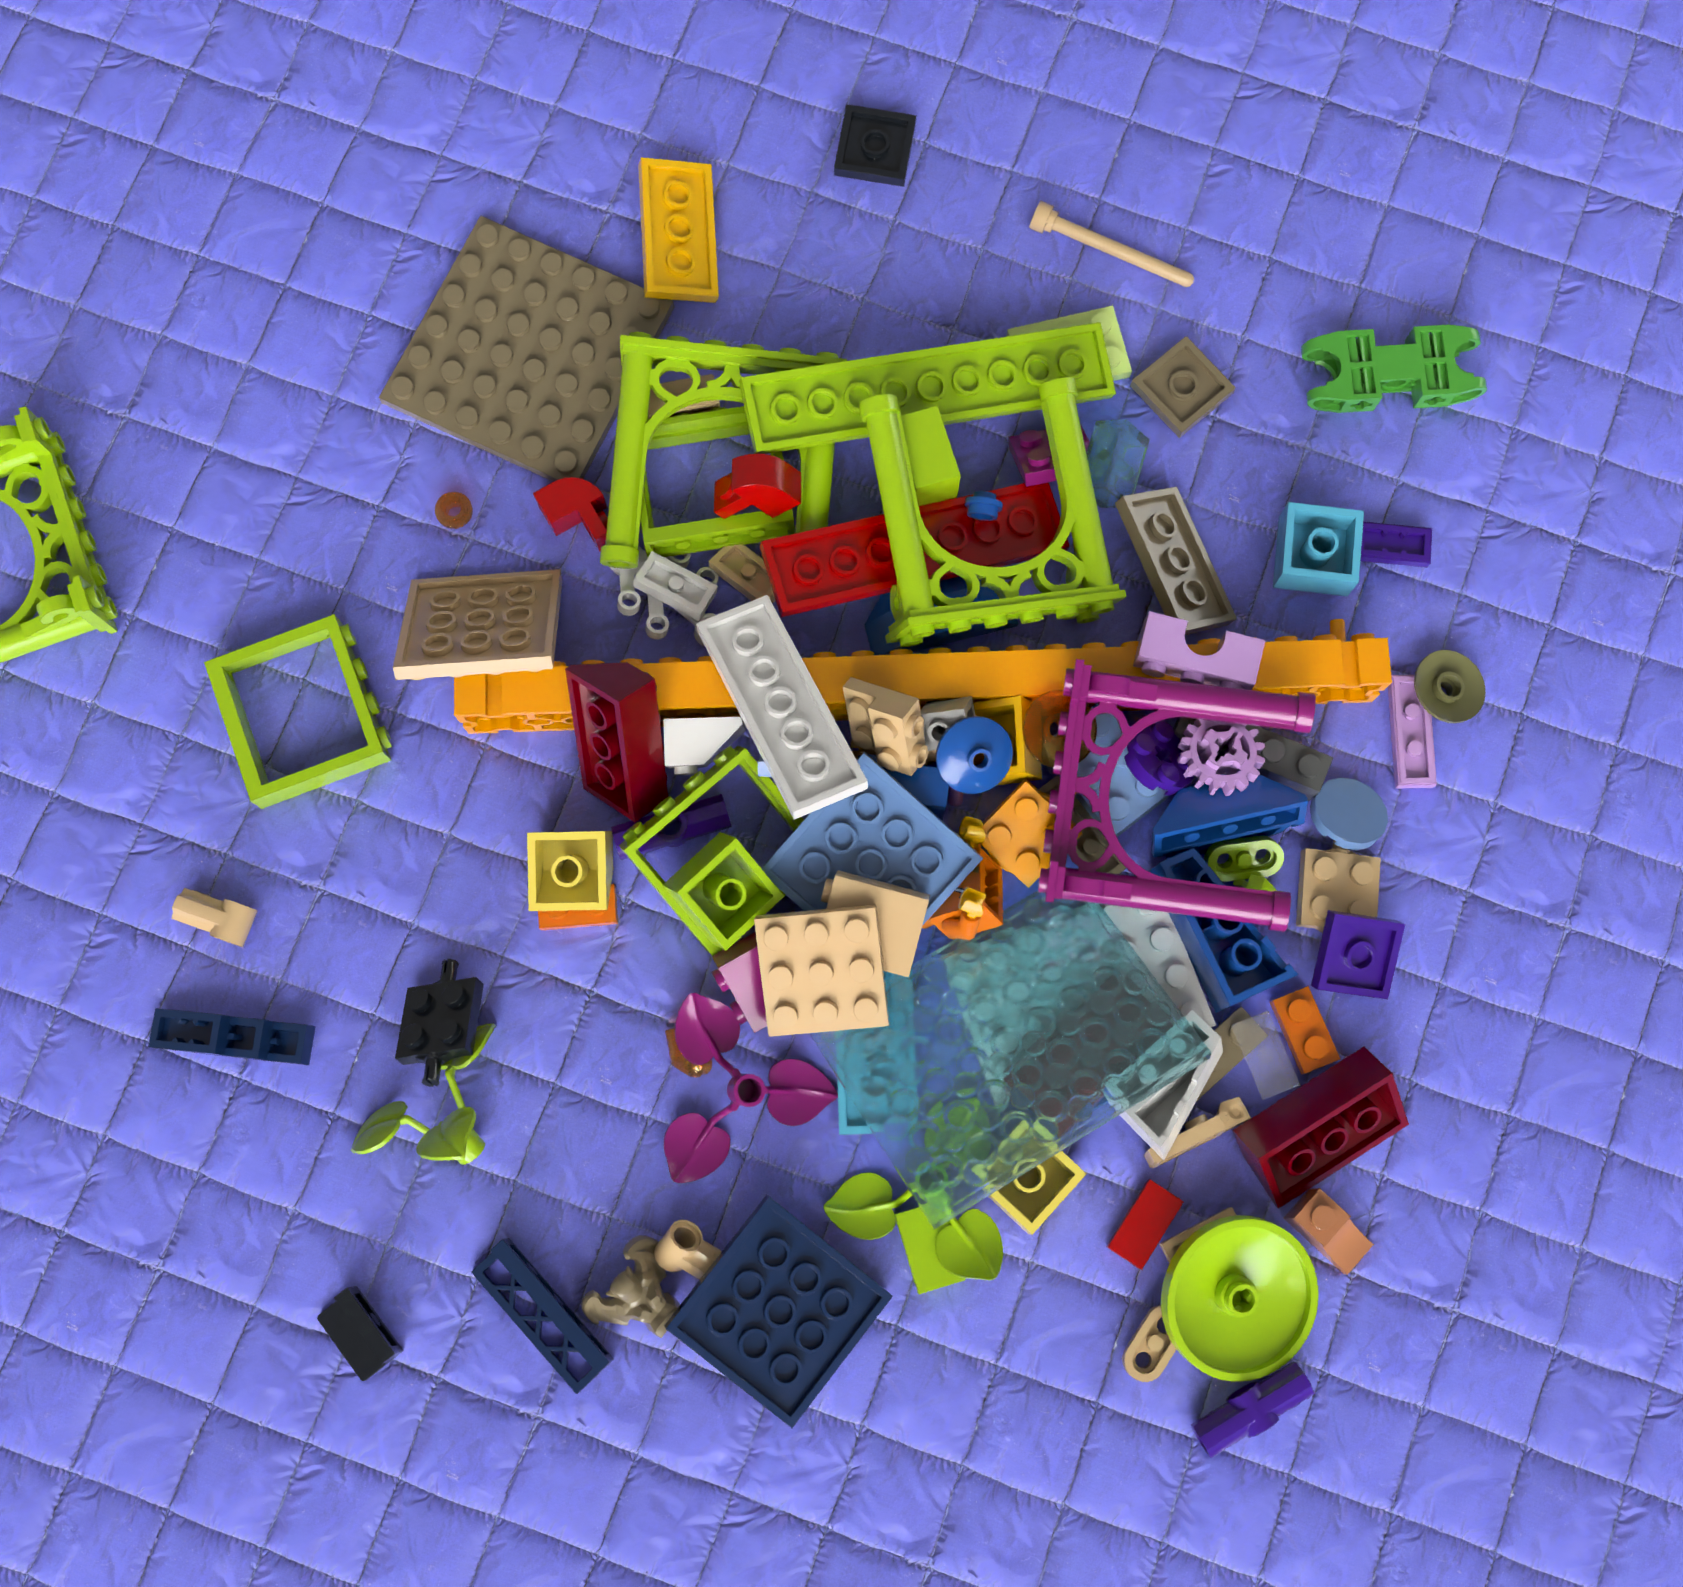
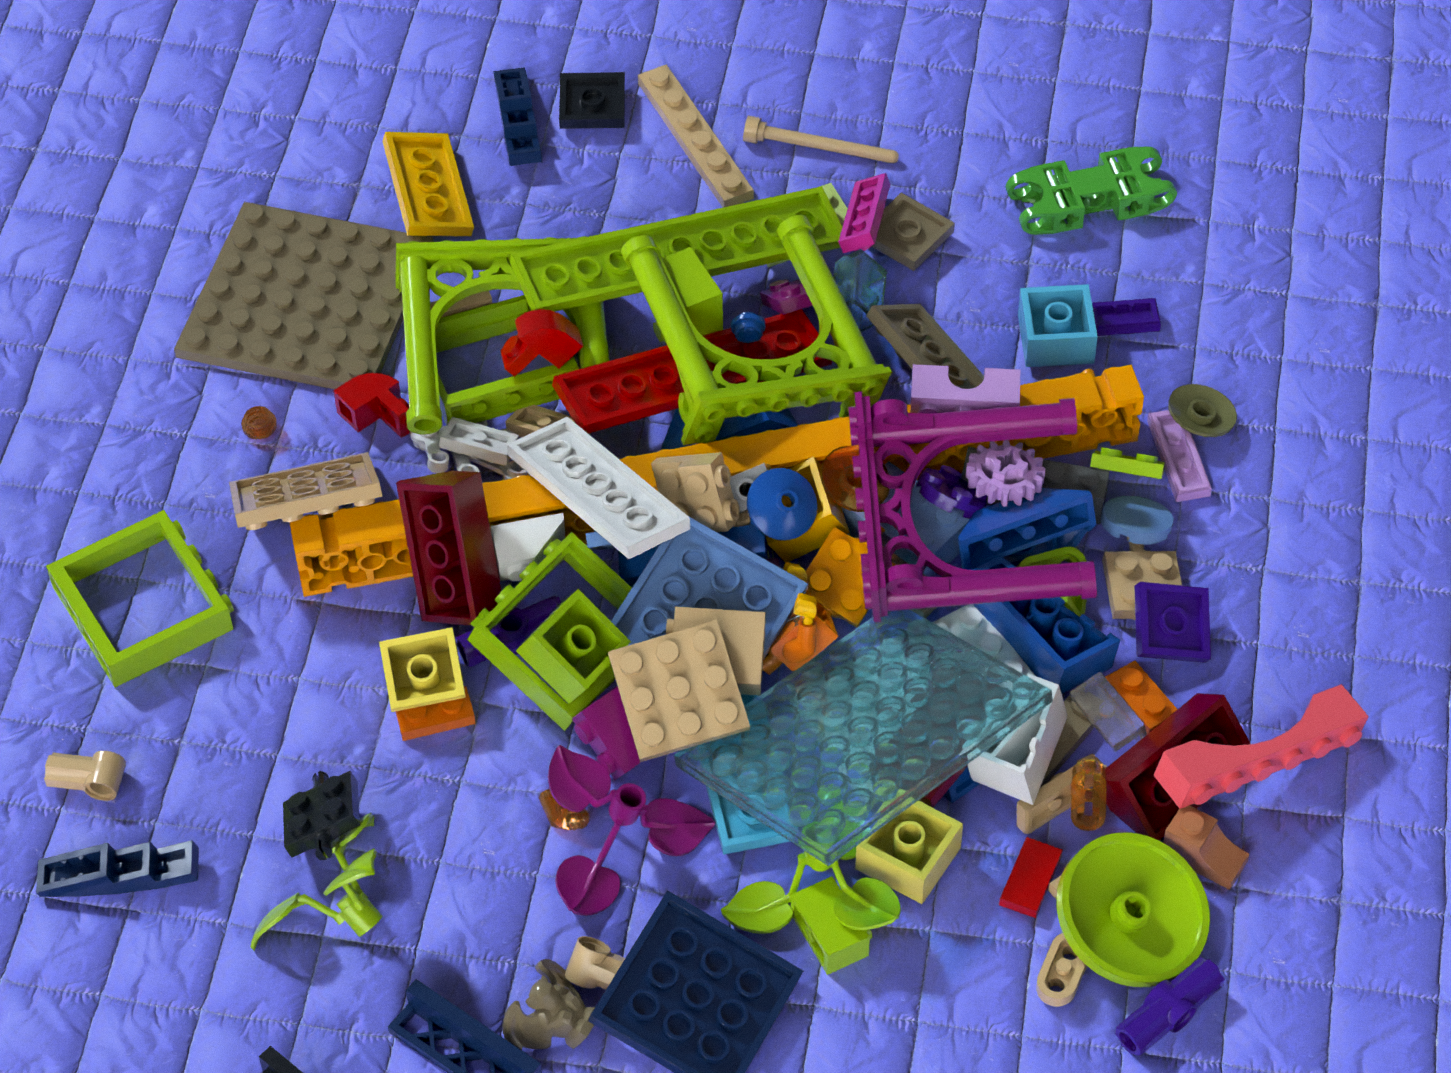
camera: 10 degrees left, 25 degrees down
(790, 152) = (517, 116): none -> dark blue slope
(978, 213) = (695, 137): none -> tan plate
(1140, 364) = (864, 213): none -> dark pink plate
(1224, 1154) = (1080, 795): none -> clear orange beam
(1354, 745) = (1140, 465): none -> lime plate
(1483, 1109) = (1203, 769): none -> coral arch

